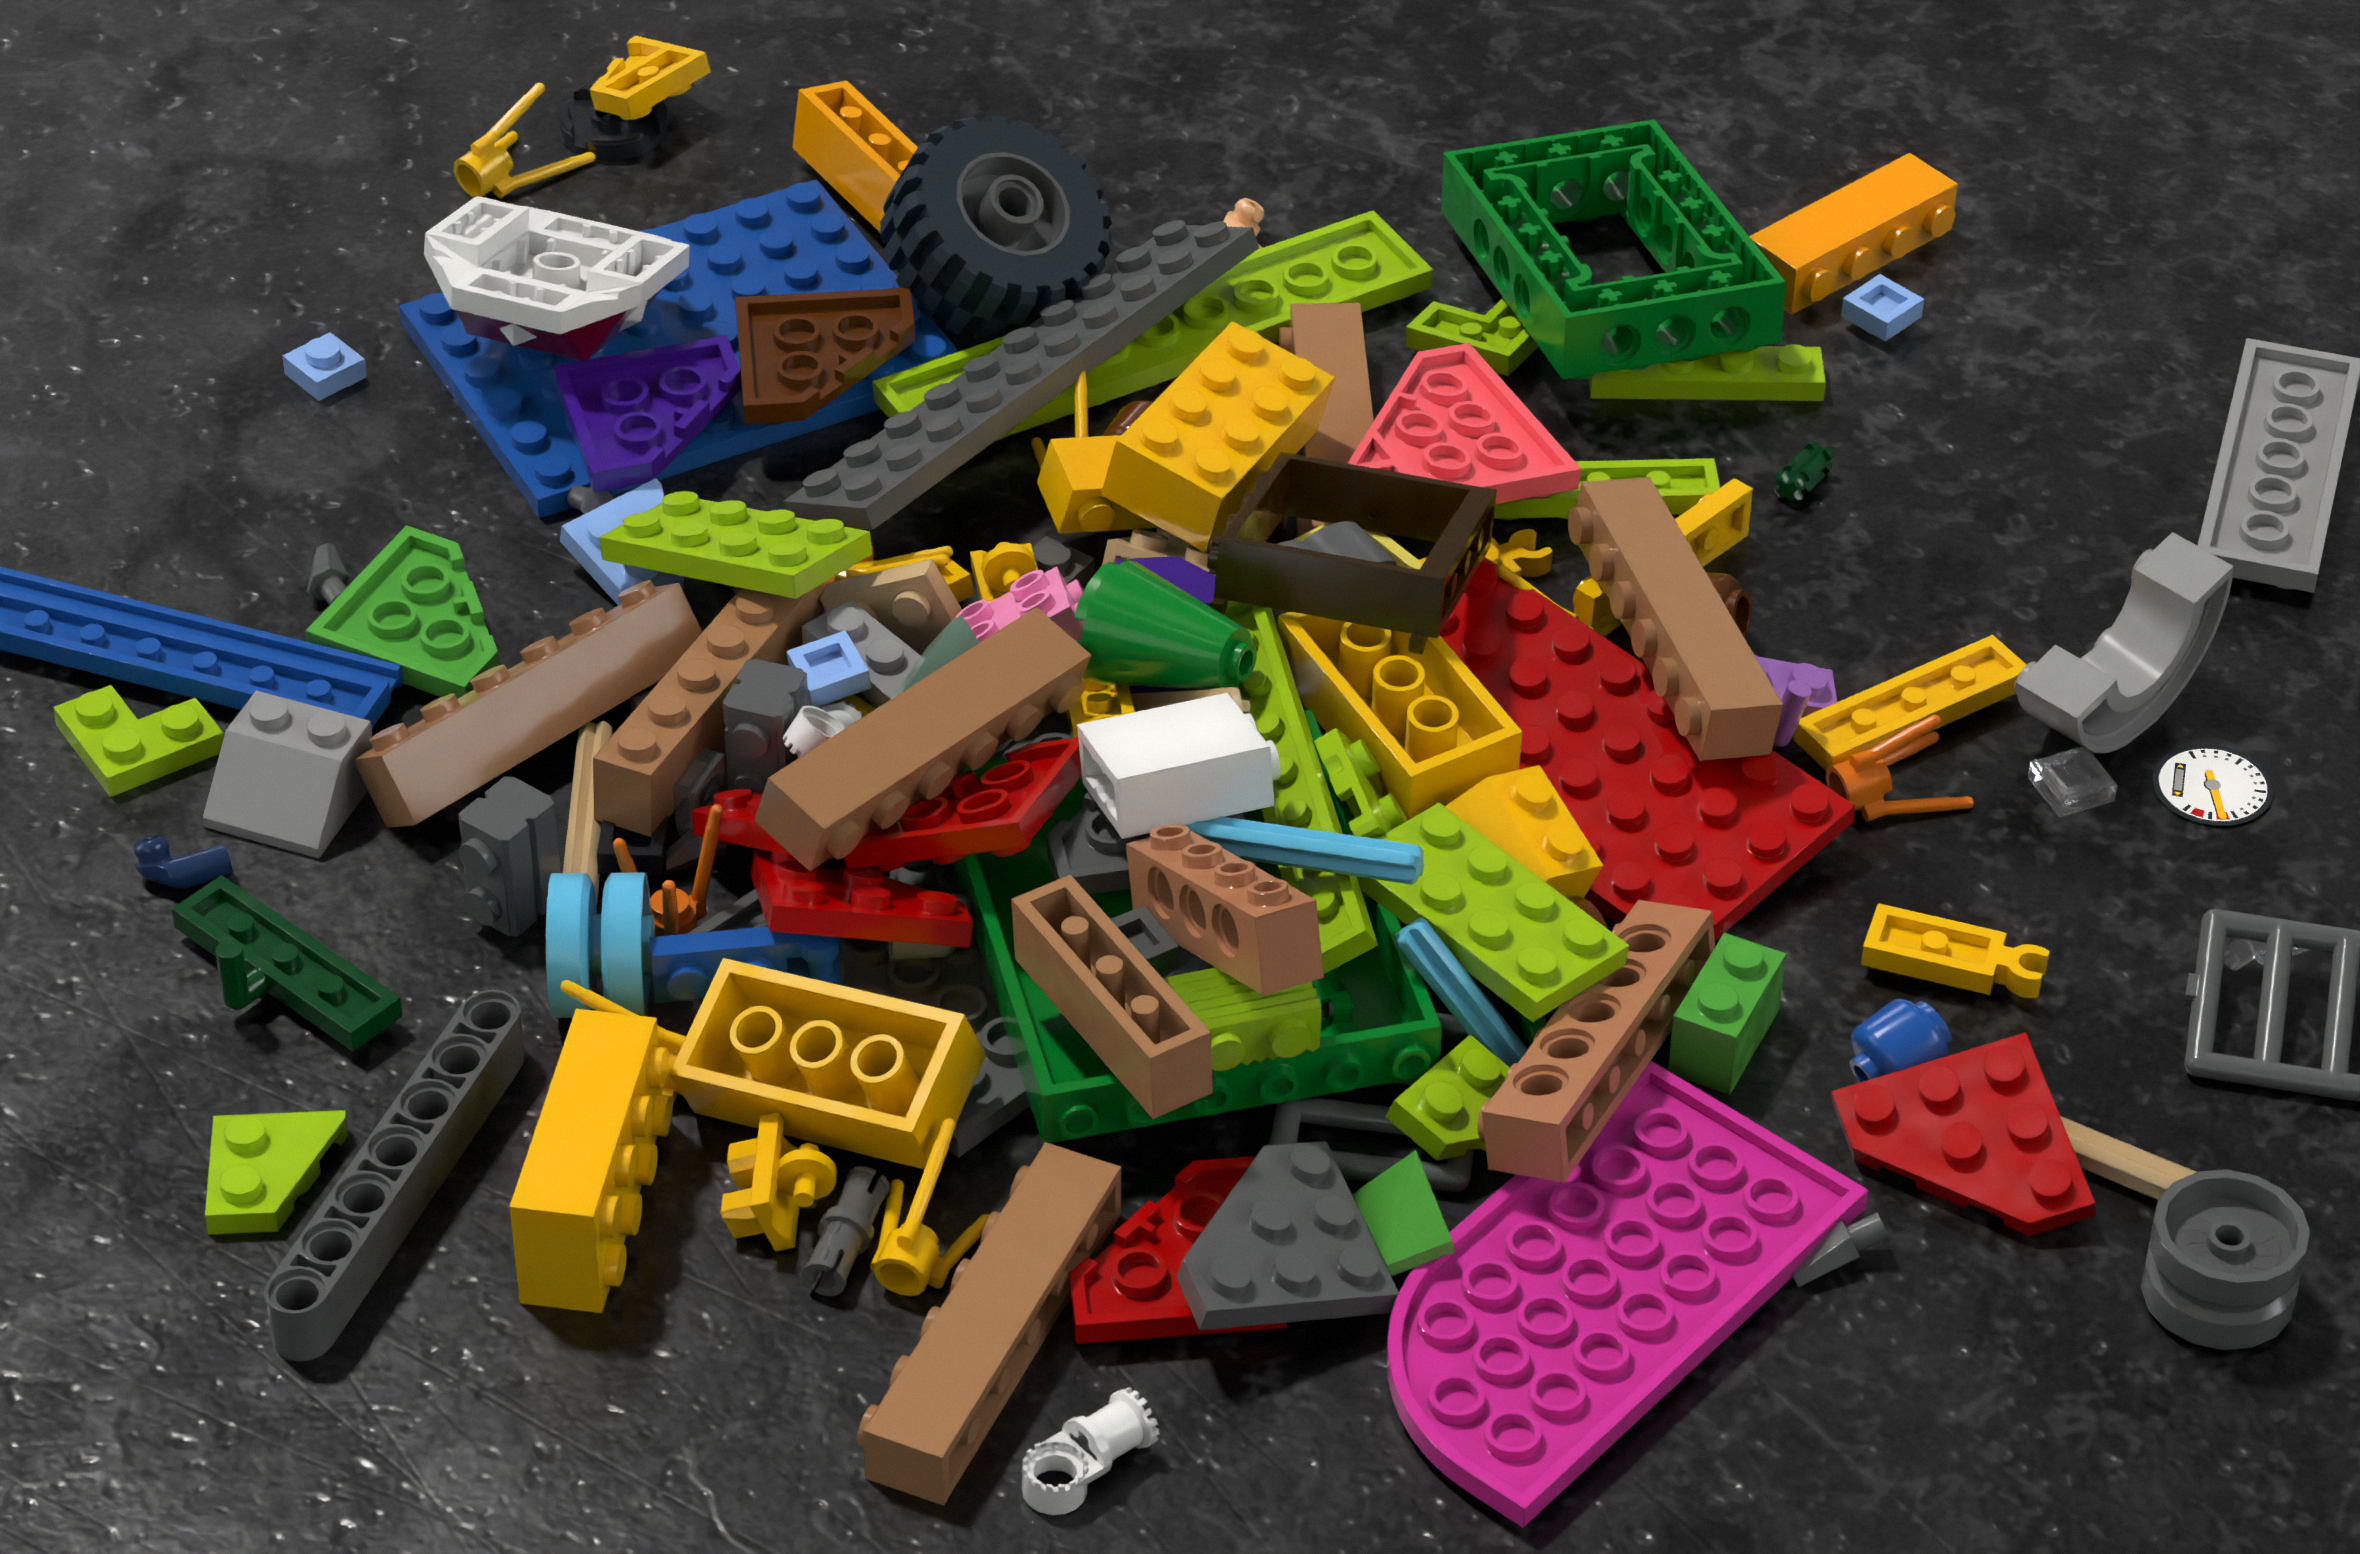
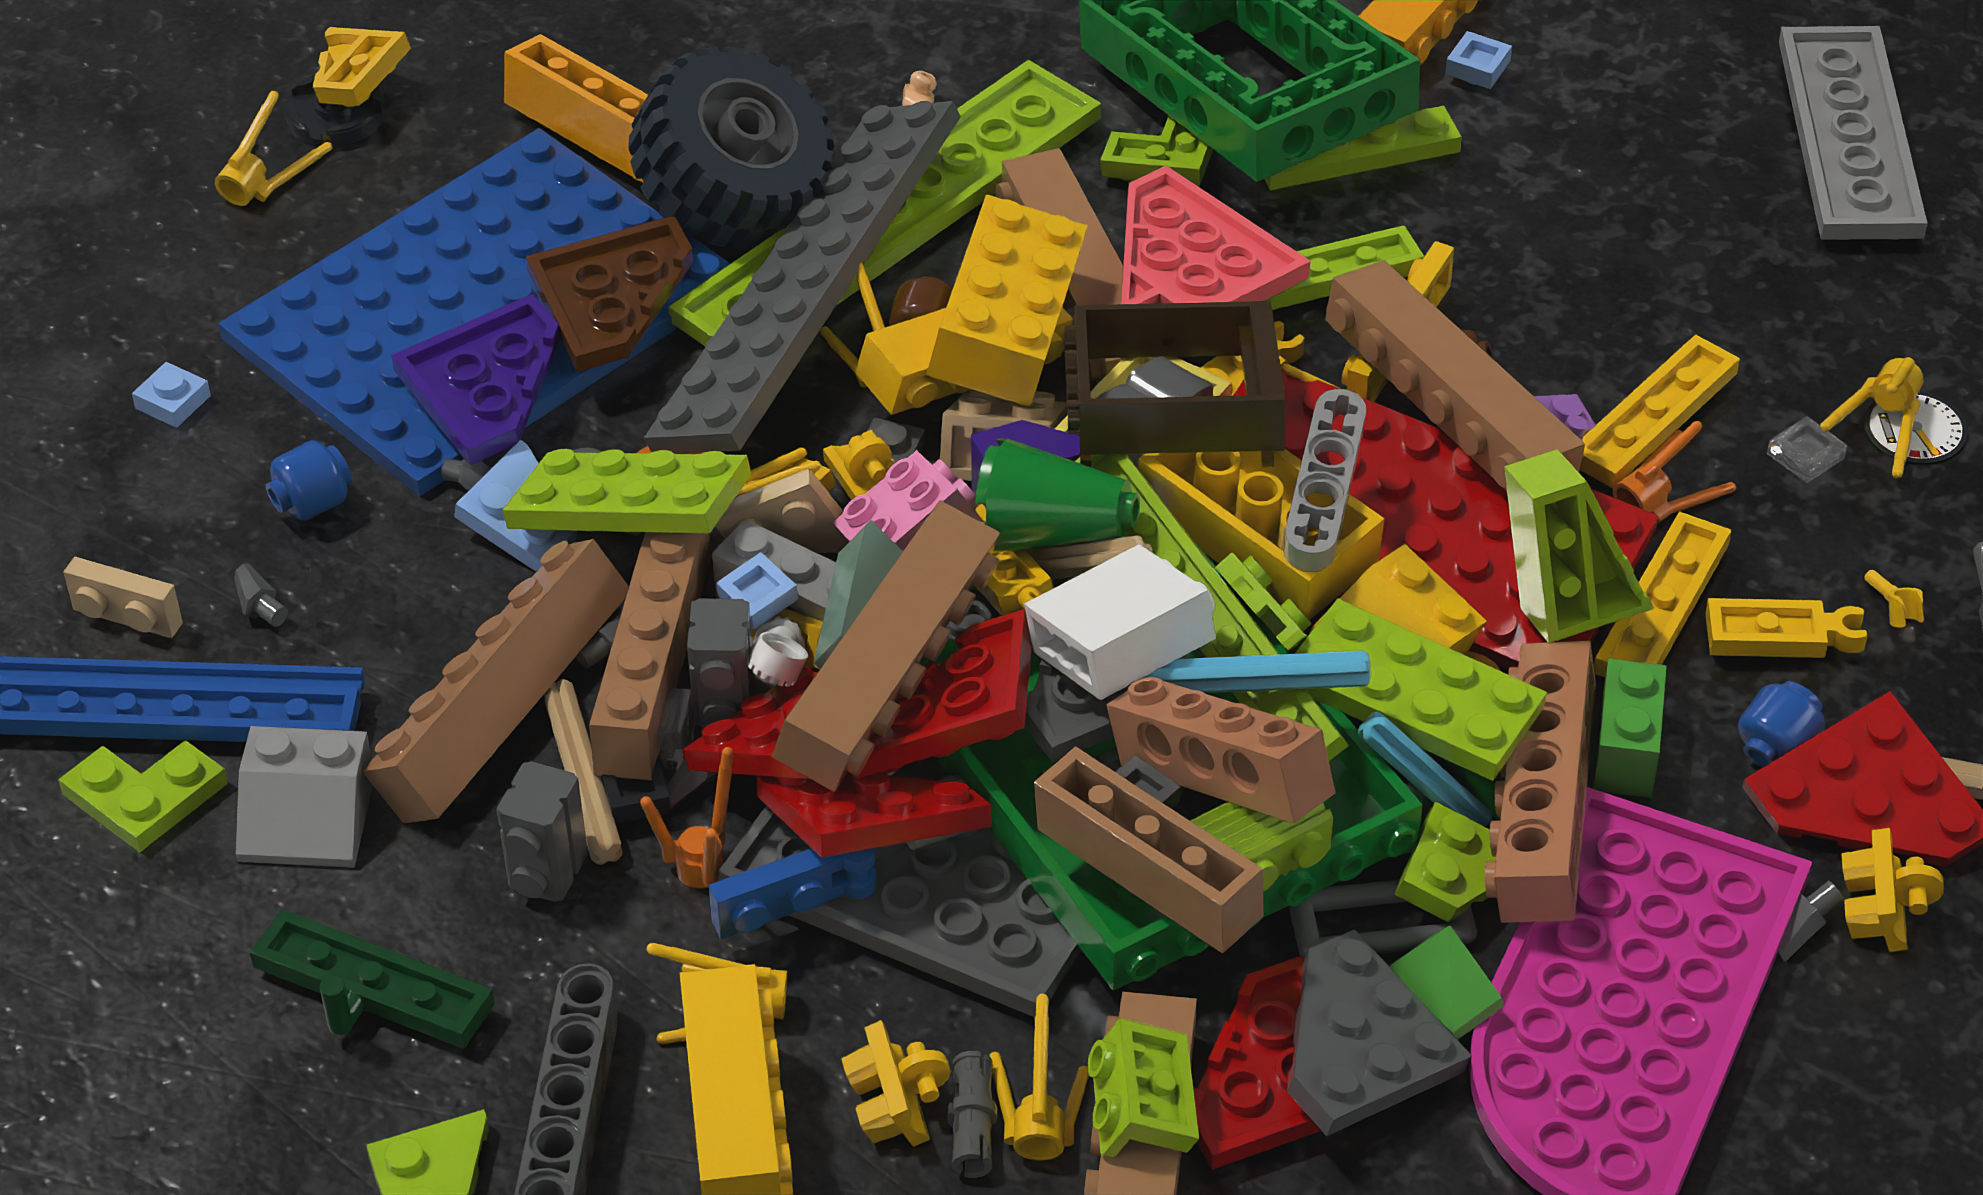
camera: 15 degrees left, 5 degrees up
(179, 871) = (234, 912): dark blue arm -> none
(189, 548) = (123, 597): none -> tan plate
(414, 612) = (354, 615): bright green plate -> none
(423, 474) = (308, 480): none -> blue head
(547, 275) = (362, 272): white piece -> none
(599, 945) = (668, 897): medium azure wheel -> none
(830, 1059) = (908, 960): yellow brick -> none
(1017, 1232) = (1143, 1088): none -> lime bracket
(1463, 673) = (1326, 479): none -> light grey beam
(1709, 808) = (1566, 551): none -> lime wedge
(1803, 472) = (1476, 220): dark green piece -> none
(1839, 889) = (1673, 586): none -> yellow plate
(1945, 1239) = (1895, 887): none -> yellow hips
(2101, 956) = (1903, 602): none -> yellow hand
(2141, 659) = (1829, 325): light grey brick -> none
(2193, 738) = (1893, 391): none -> yellow plant

